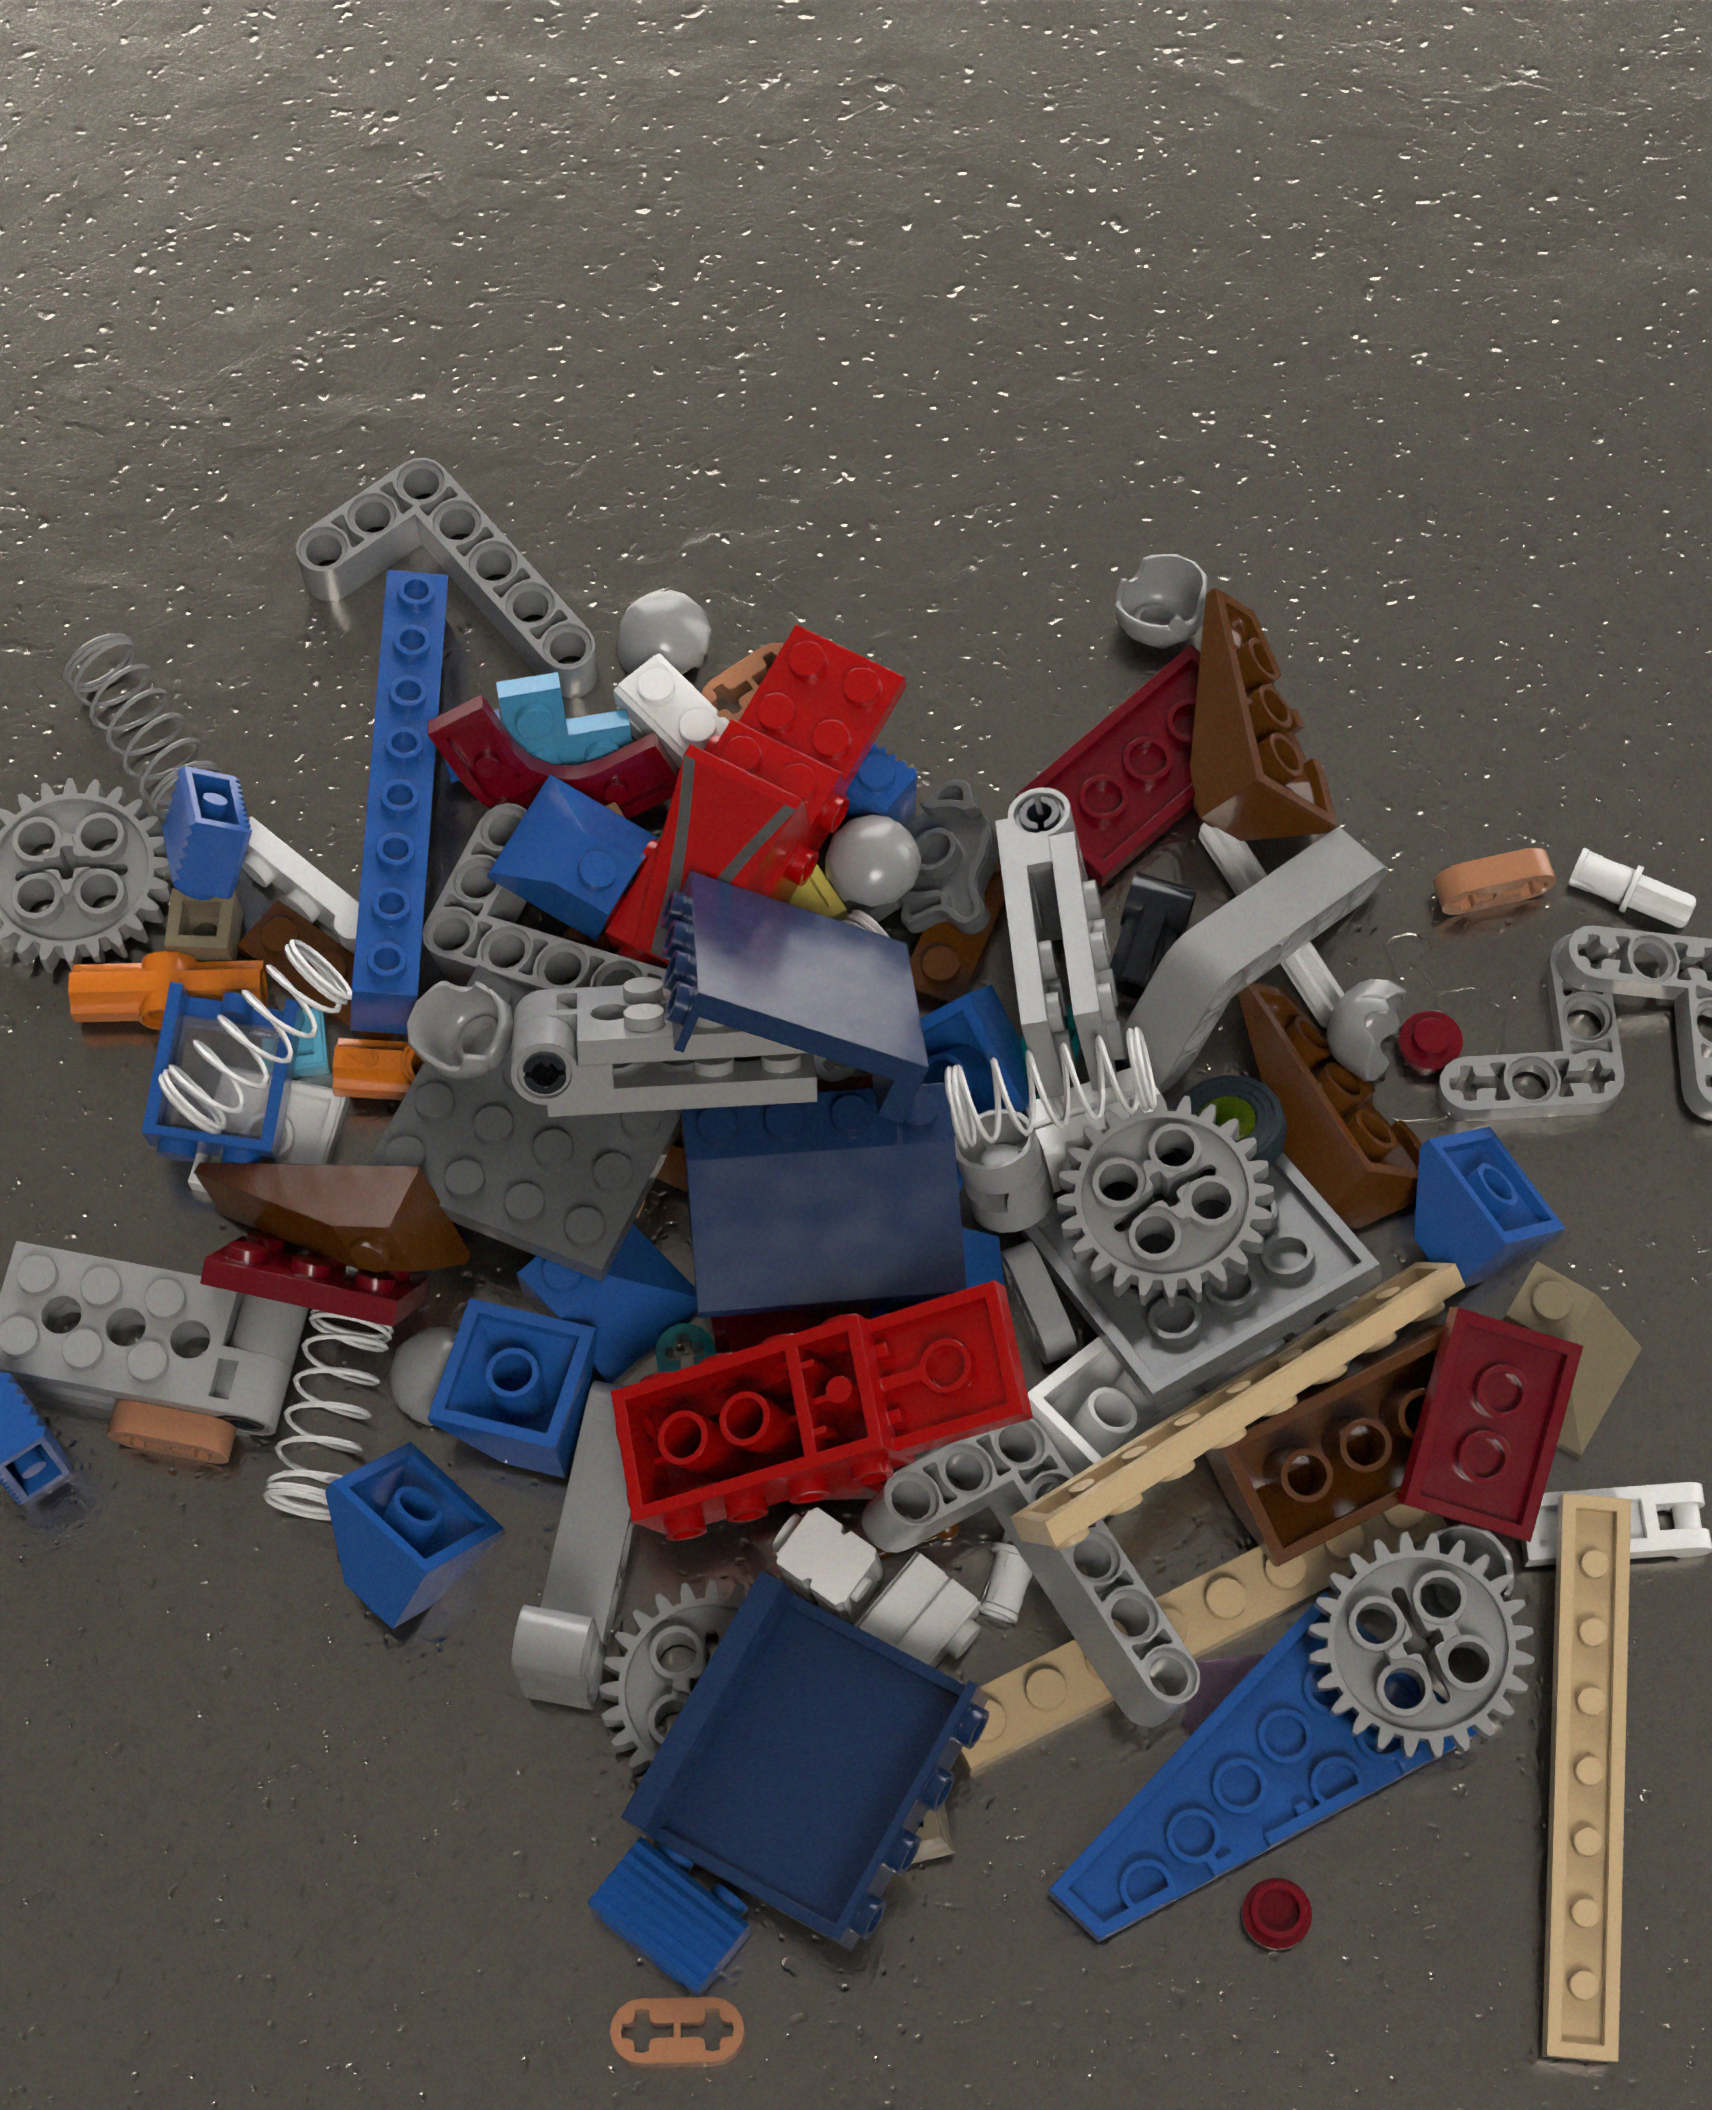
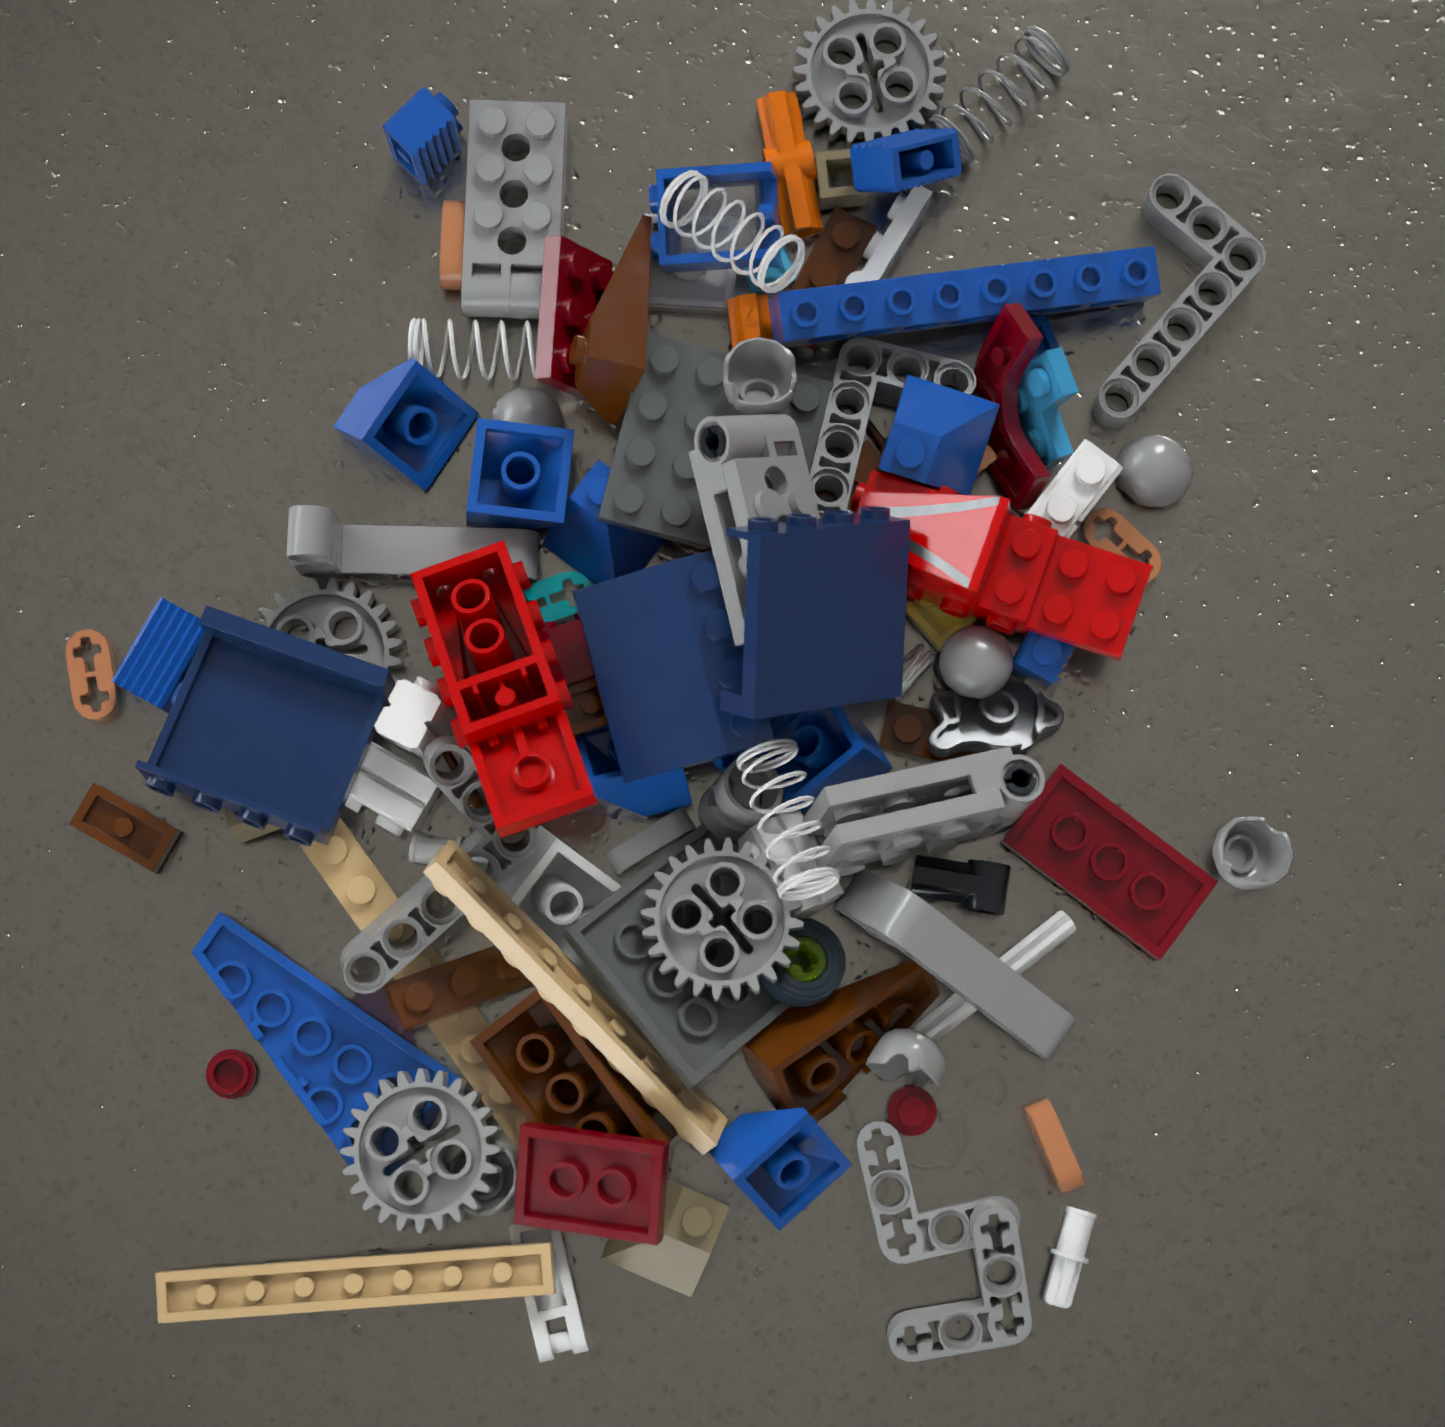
camera: 80 degrees right, 15 degrees up
(906, 2013) = (124, 827): none -> reddish brown plate
(1198, 1570) = (453, 988): none -> reddish brown plate
(1244, 741) = (1122, 937): reddish brown wedge -> none

